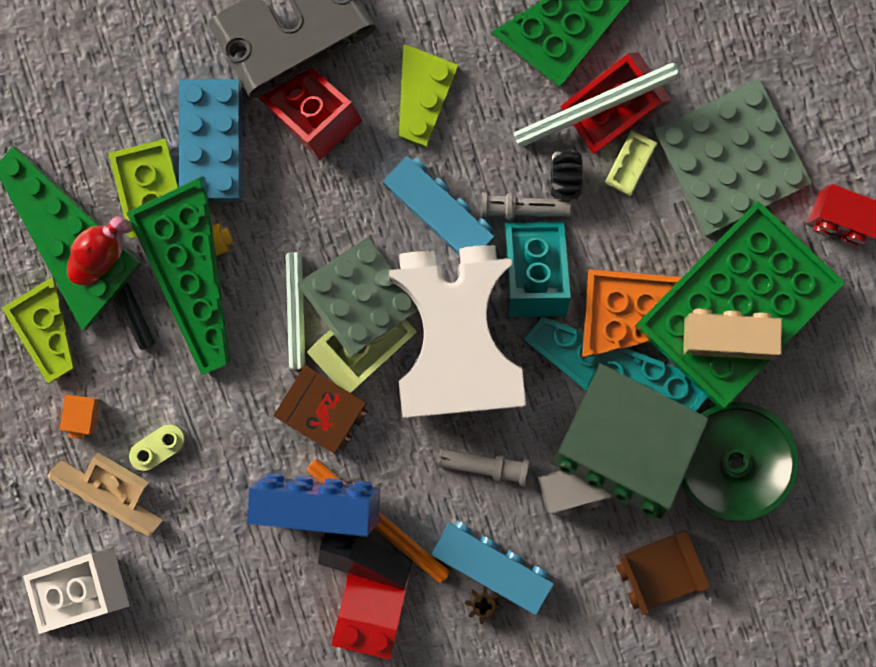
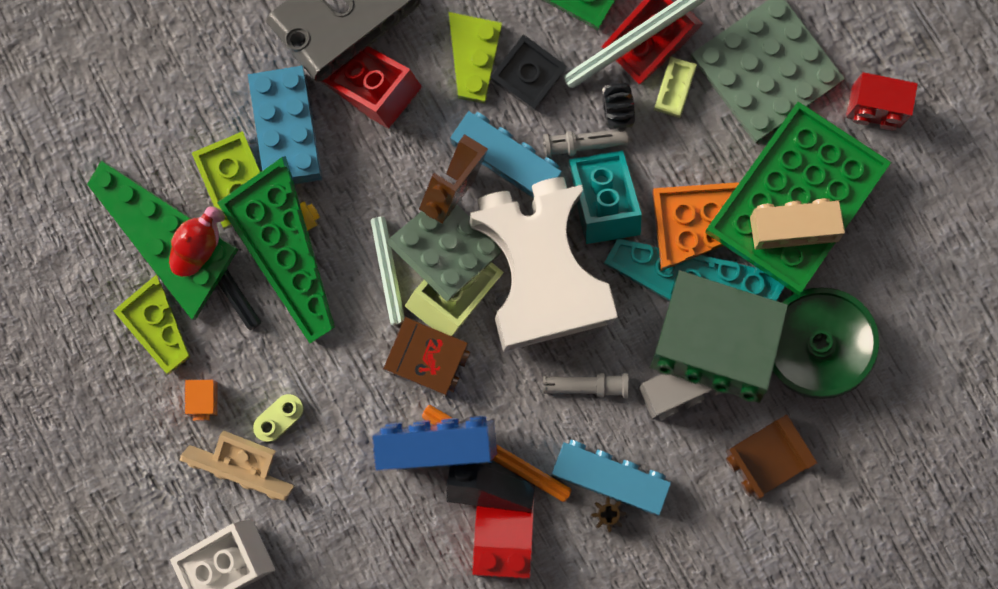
camera: 10 degrees left, 5 degrees down
(394, 212) = (442, 195): none -> reddish brown panel
(477, 123) = (528, 72): none -> black plate

